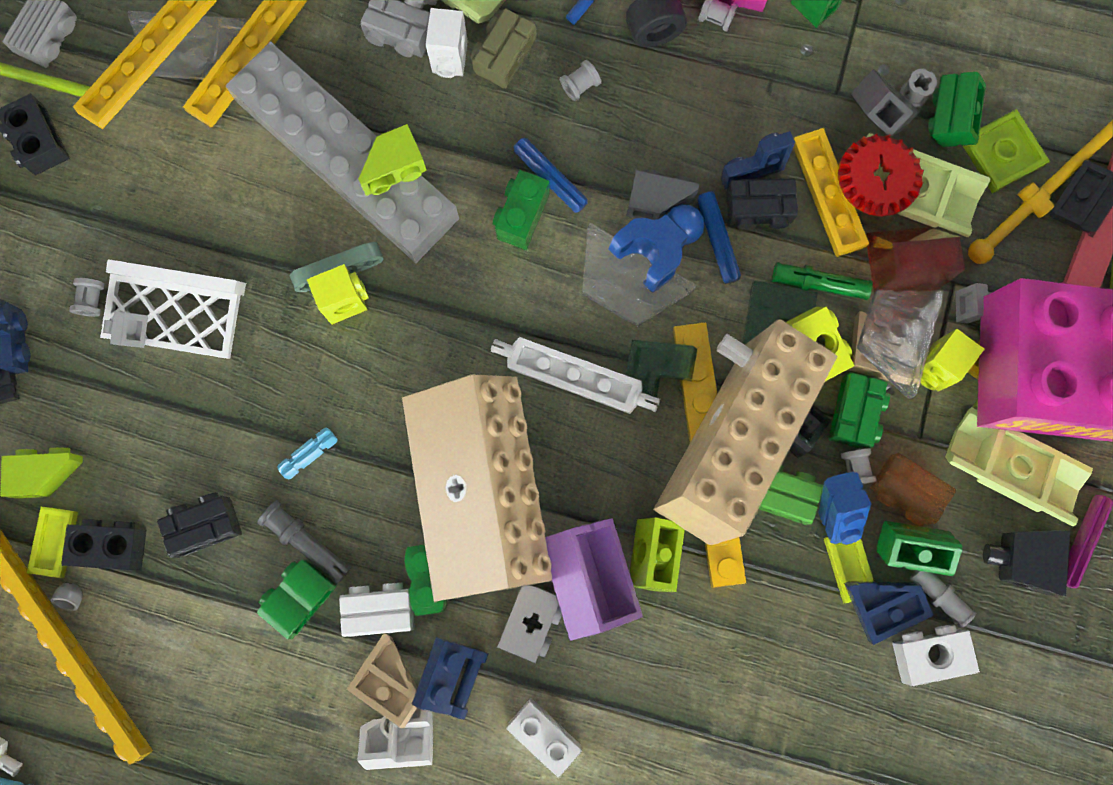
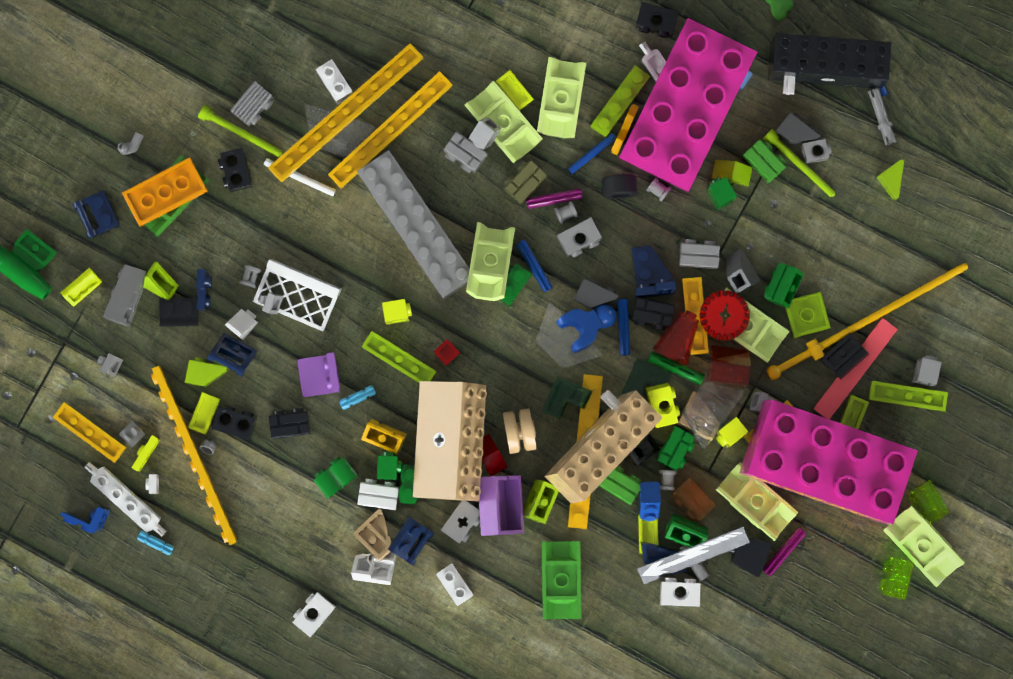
camera: 10 degrees right, 5 degrees up
(78, 422) = (235, 350): none -> dark blue plate
(82, 376) = (242, 323): none -> white slope
(155, 128) = (307, 180): none -> white bar
(234, 431) = (319, 375): none -> medium lavender bracket
(292, 532) = (340, 440): dark grey pin -> none
(355, 260) = (396, 293): sand green beam -> none
(358, 371) = (398, 358): none -> lime plate
(363, 508) = (384, 436): none -> yellow brick
(381, 557) = (388, 466): none -> green brick
(390, 161) = (445, 243): lime slope -> none
(439, 344) = (446, 352): none -> red plate
(446, 42) = (491, 174): white brick -> none
(476, 182) = (490, 262): none -> yellowish green piece
(555, 65) = (554, 198): none -> magenta axle
(556, 499) = (491, 456): none -> red slope
(575, 375) = (519, 389): white plate -> none
(596, 441) = (520, 430): none -> tan wheel
(620, 97) = (586, 228): none -> light grey brick
(727, 683) = (561, 580): none -> bright green piece
(730, 132) = (648, 266): none -> dark blue wing
(810, 96) = (699, 255): none -> light grey brick
(818, 228) = (679, 338): none -> clear red cone
(917, 86) = (760, 270): light grey bush -> none
(944, 585) = (693, 555): none -> sticker

